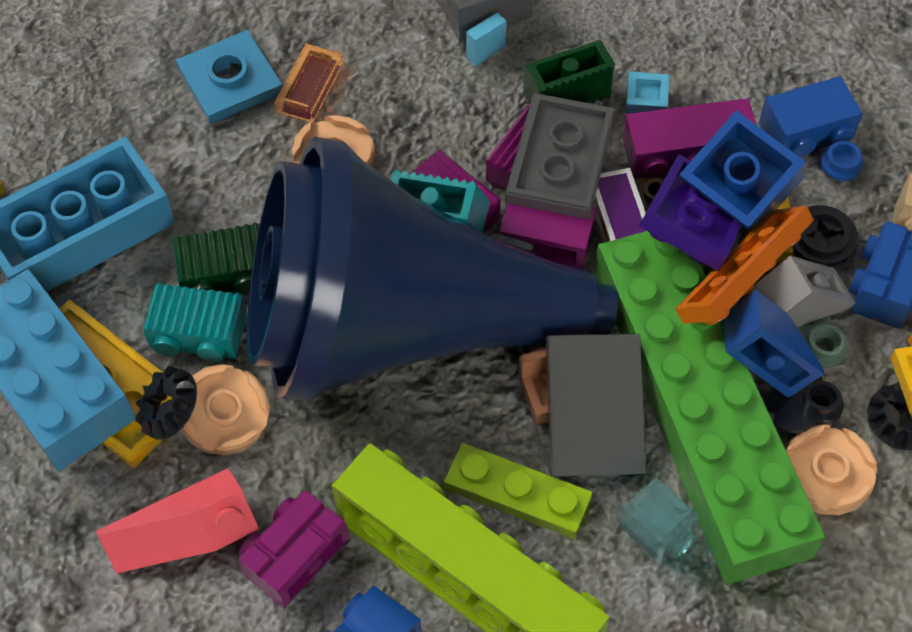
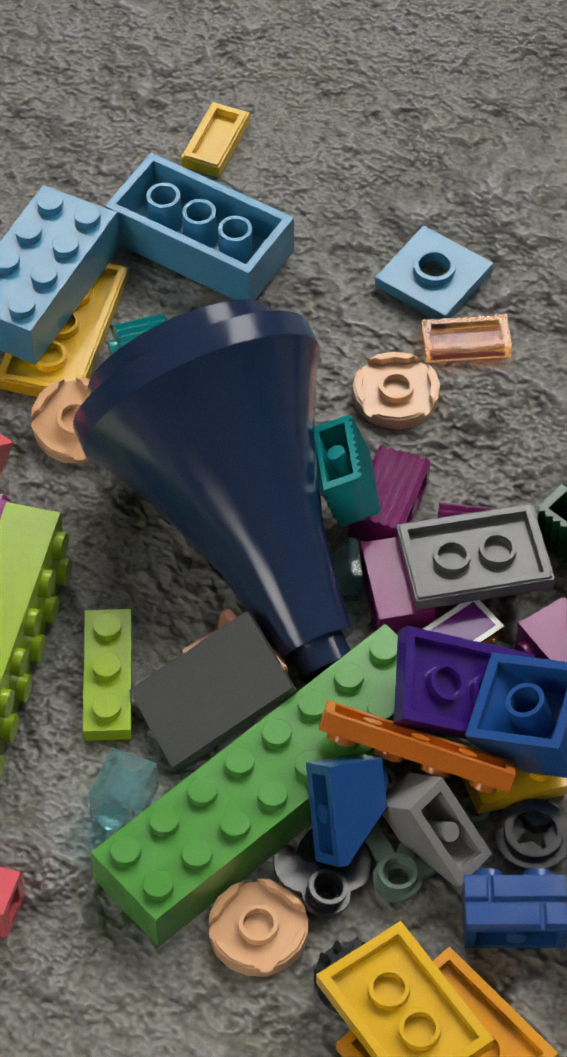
camera: 65 degrees right, 5 degrees down
(171, 416) = (50, 370): black gear -> none

